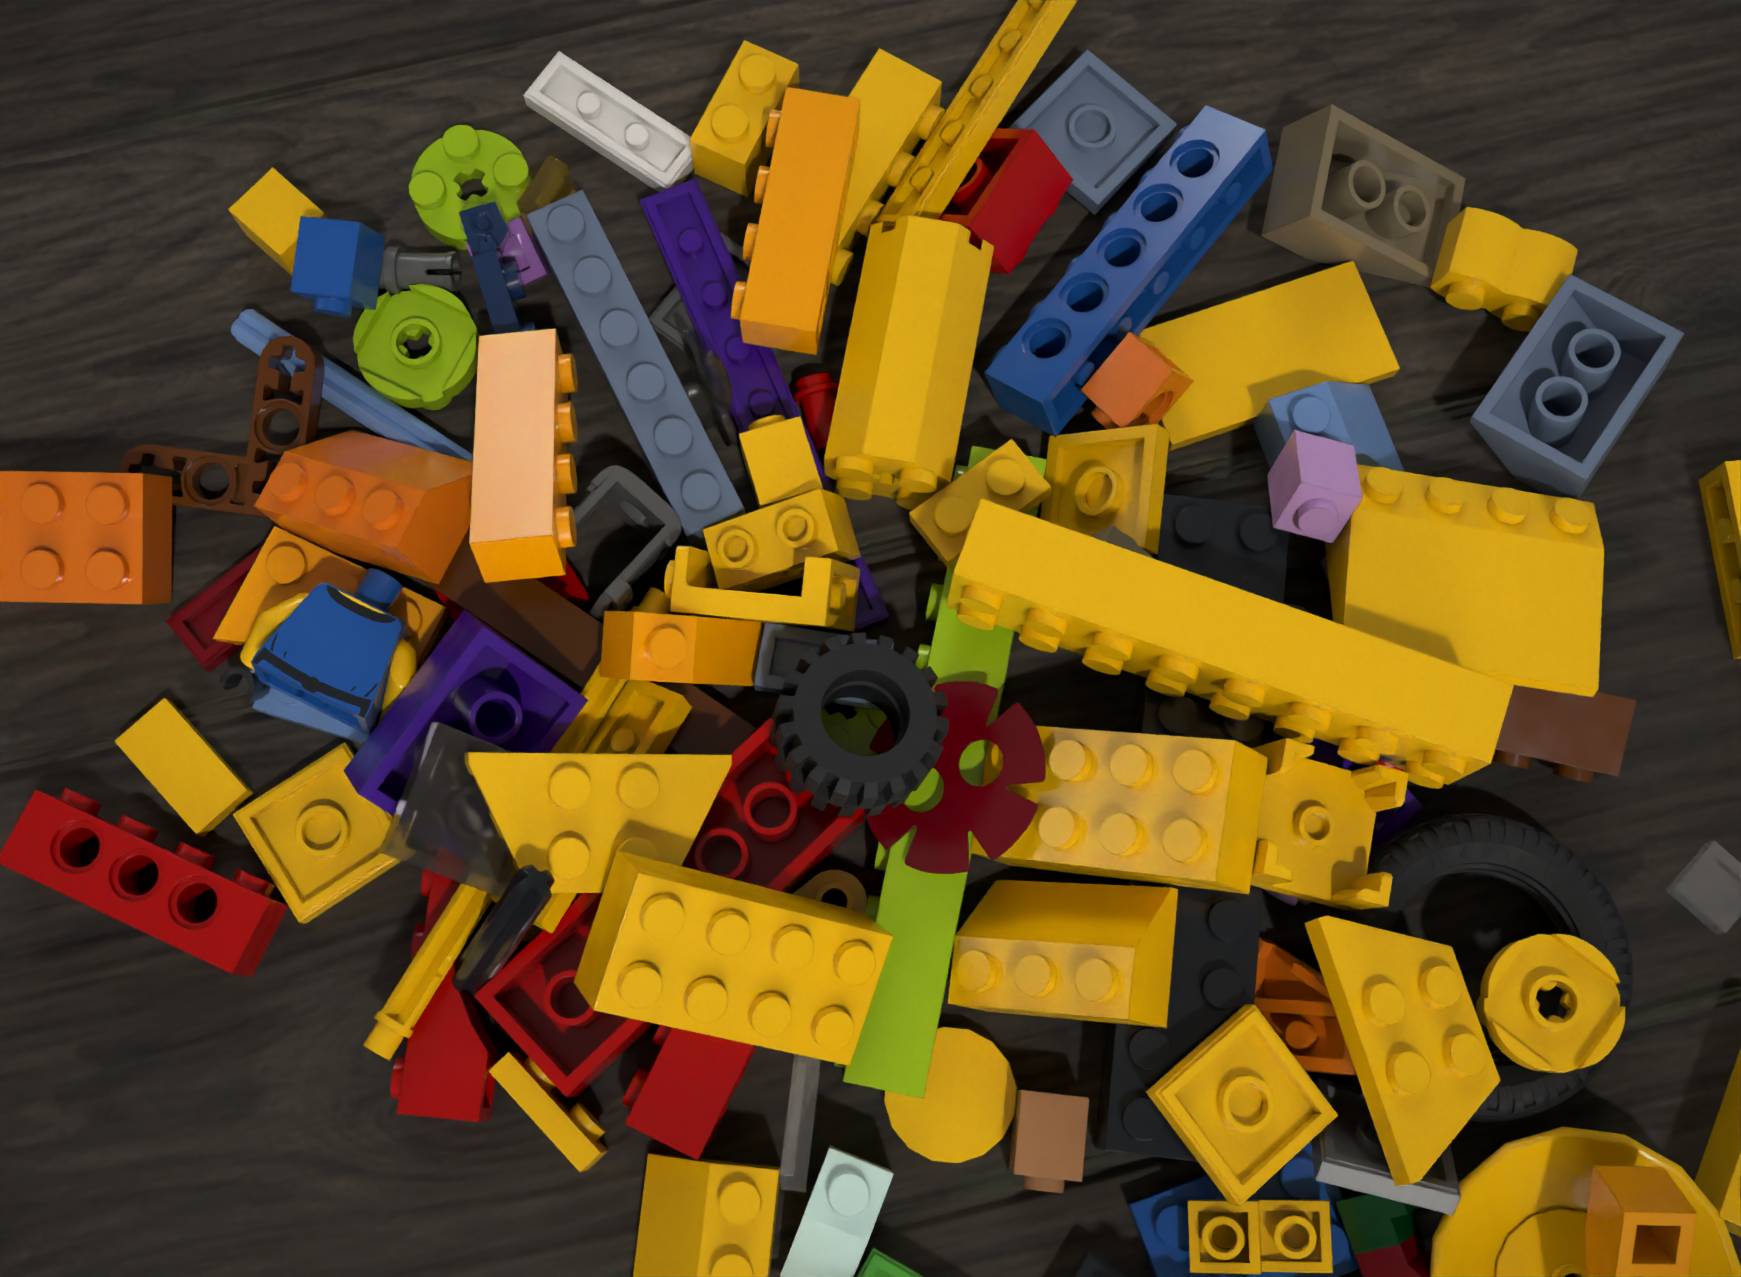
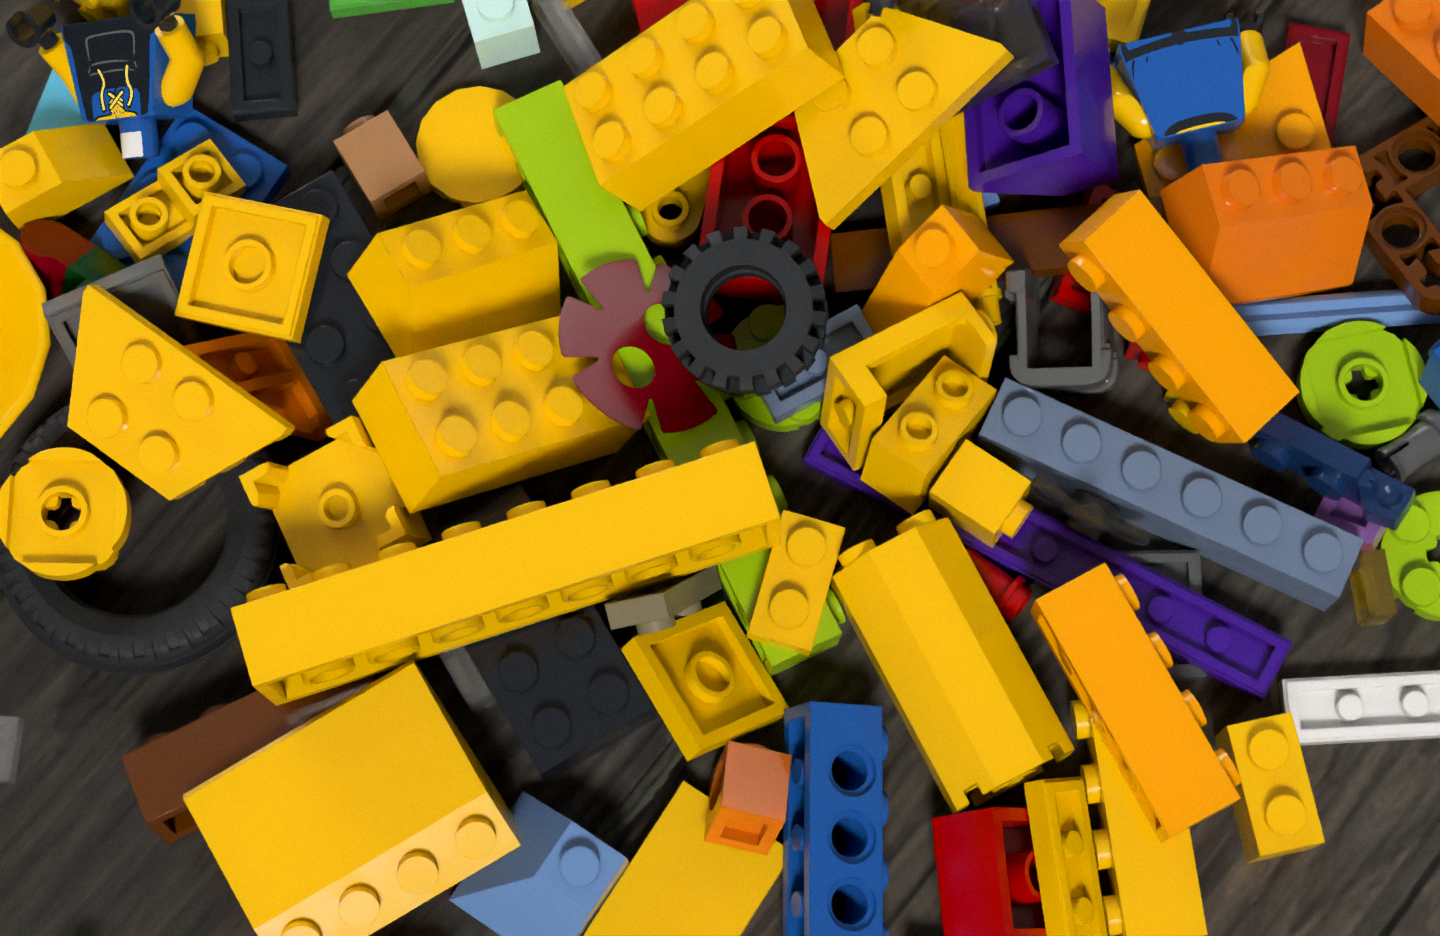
camera: 150 degrees right, 0 degrees up
(1314, 486) = (531, 795): lavender brick -> none

